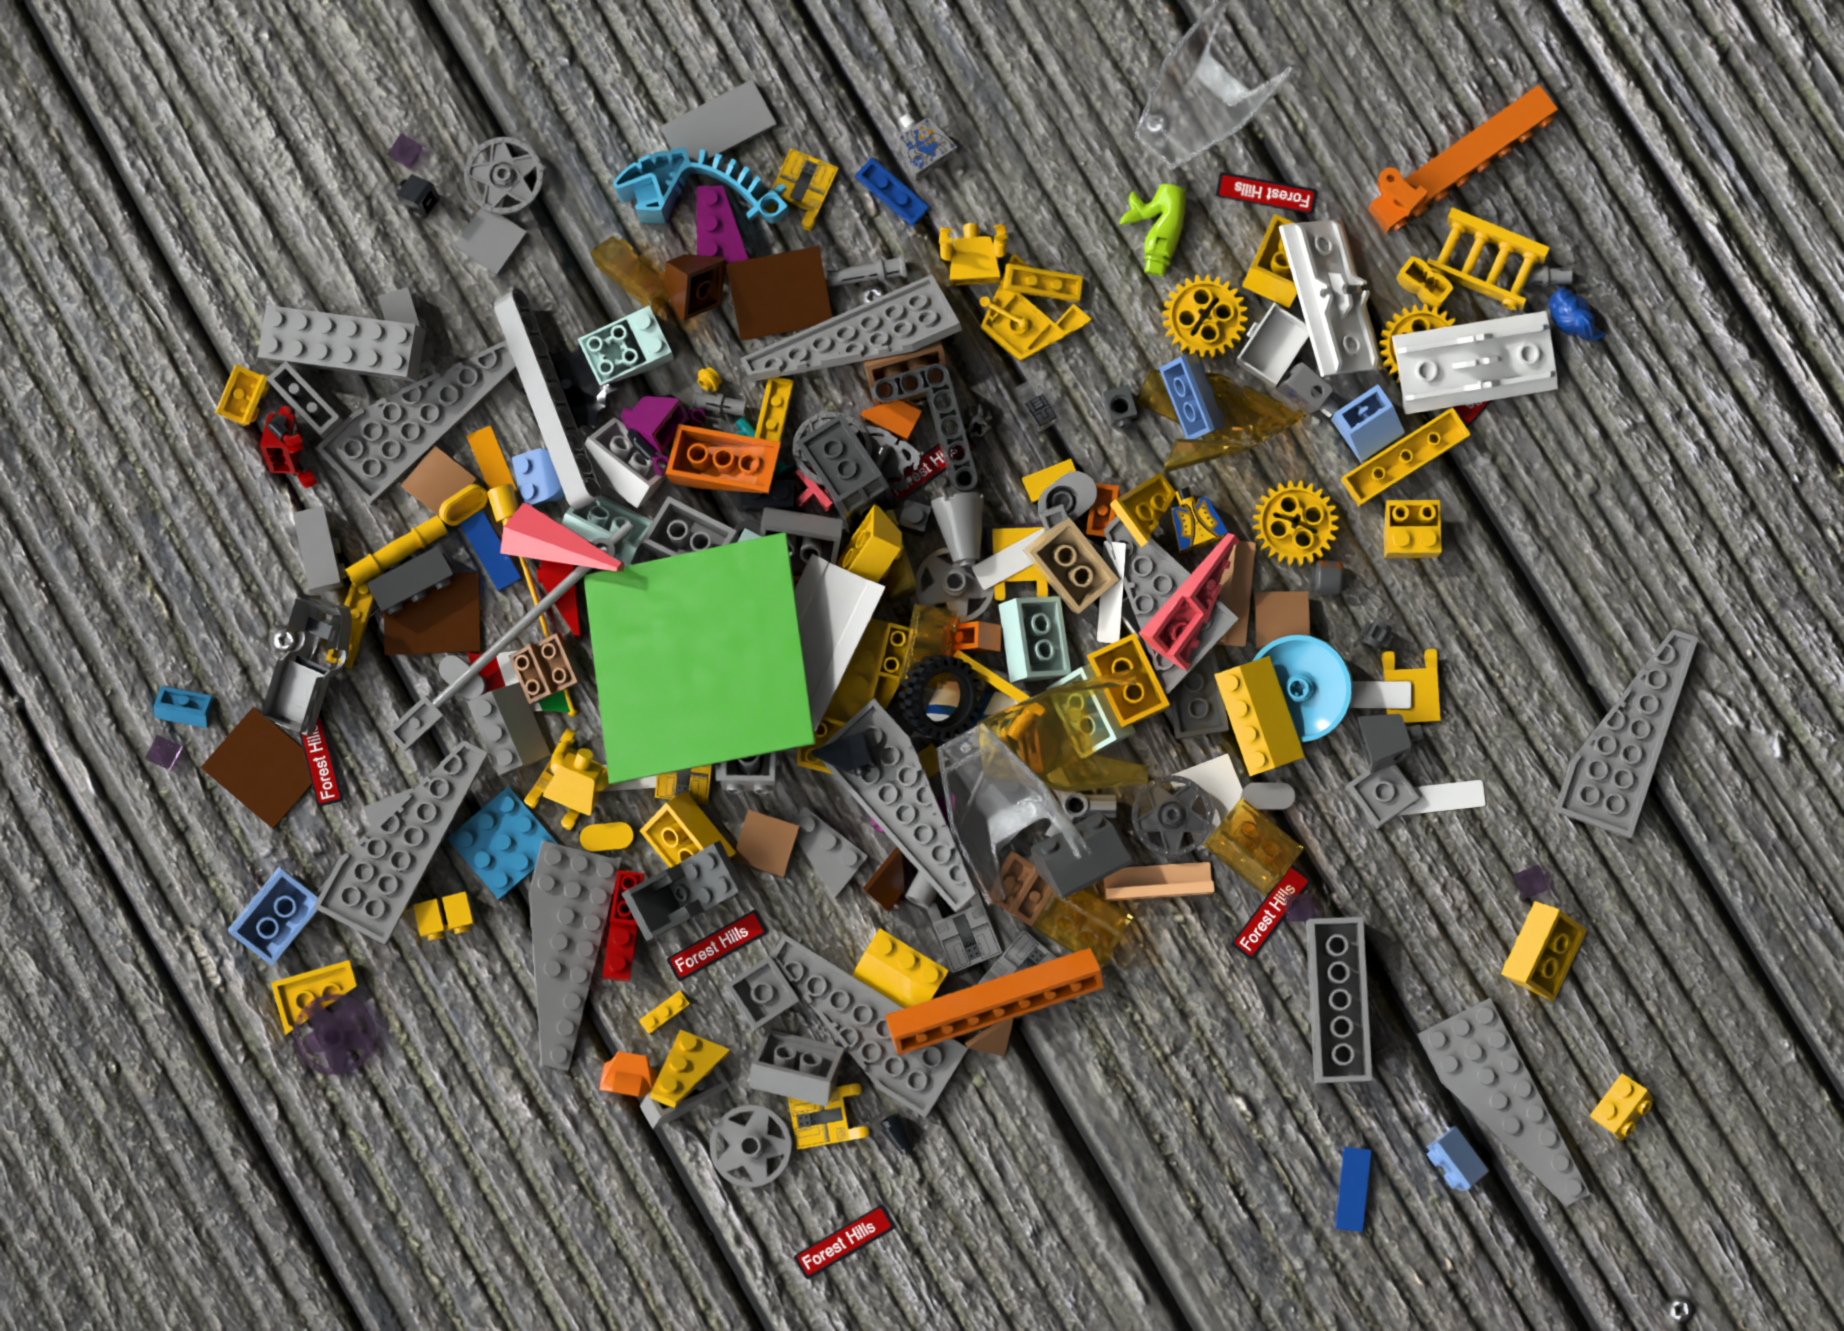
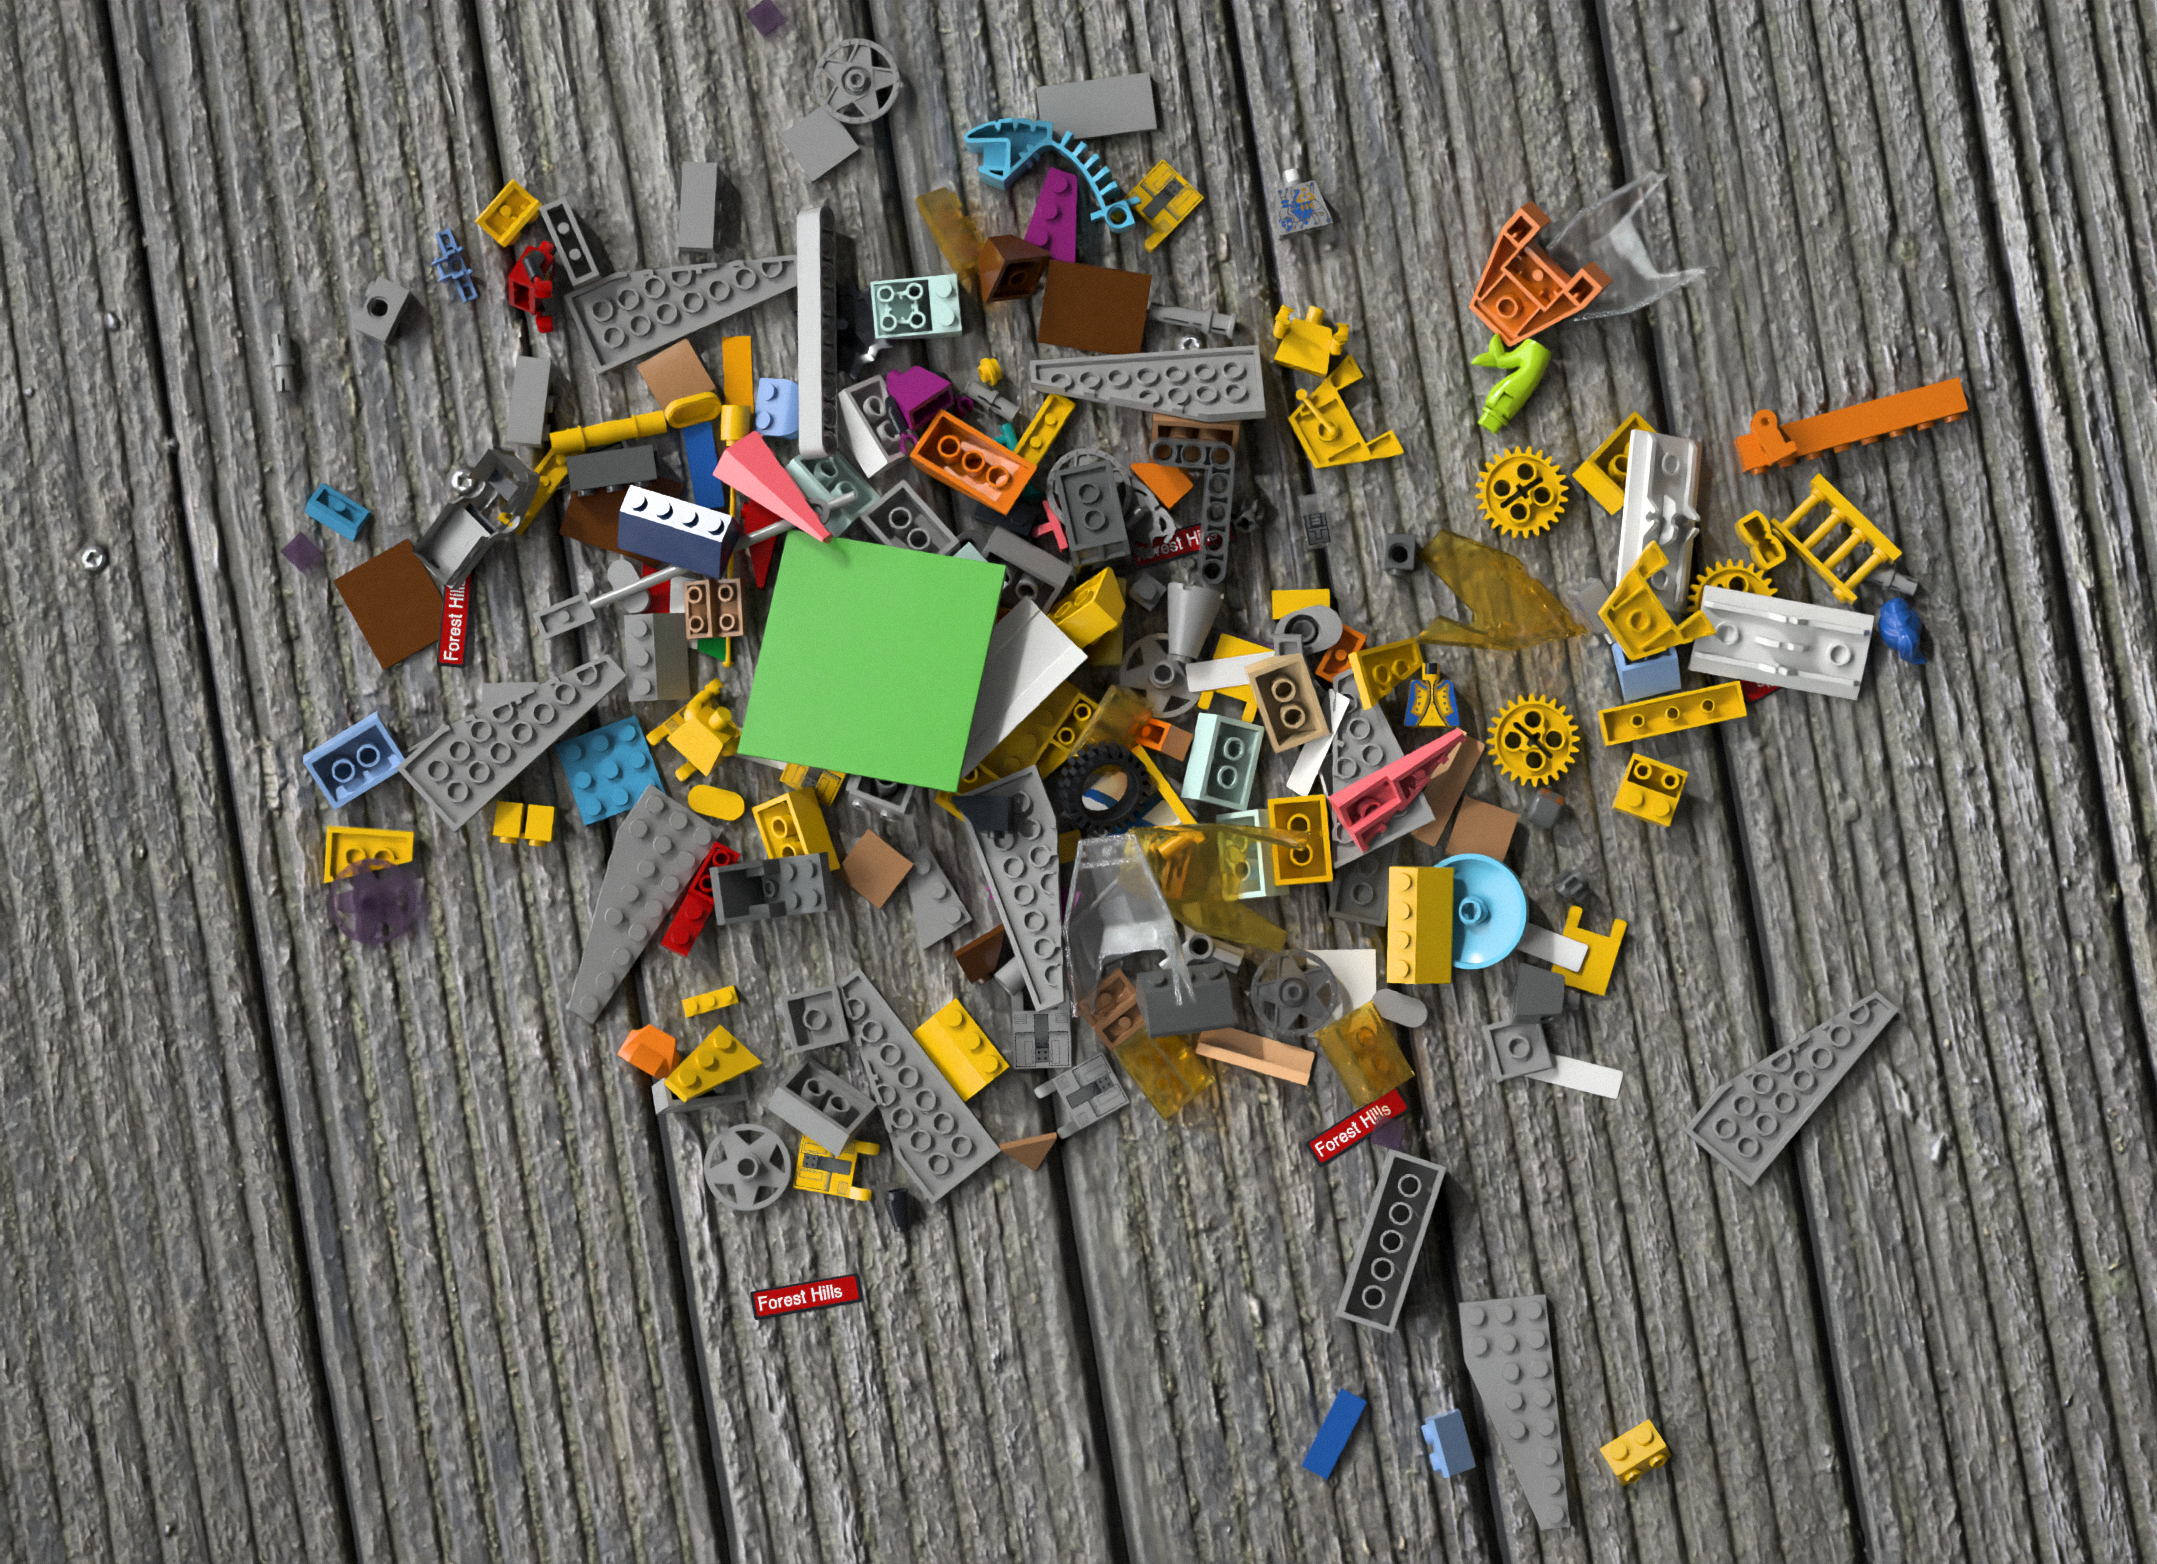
camera: 20 degrees right, 5 degrees up
(90, 595) = (283, 363): none -> light grey pin
(166, 533) = (382, 327): none -> light grey brick
(213, 465) = (456, 275): none -> medium blue piece
(341, 343) = (628, 198): light grey brick -> none
(418, 195) = (761, 69): black slope -> none
(487, 612) = (676, 532): none -> dark blue slope
(717, 945) = (787, 953): red sticker -> none
(892, 192) = (1249, 243): blue tile -> none
(994, 1001) = (1044, 1114): orange brick -> none
(1043, 283) = (1368, 396): yellow tile -> none
(1142, 143) = (1525, 286): none -> orange wedge
(1192, 396) = (1476, 573): medium blue slope -> none
(1266, 193) = (1635, 385): red sticker -> none
(1273, 345) = (1580, 548): white container -> none
(1348, 382) = (1639, 618): none -> yellow wing
(1530, 882) = (1631, 1193): clear purple tile -> none
(1544, 951) = (1618, 1268): yellow slope -> none

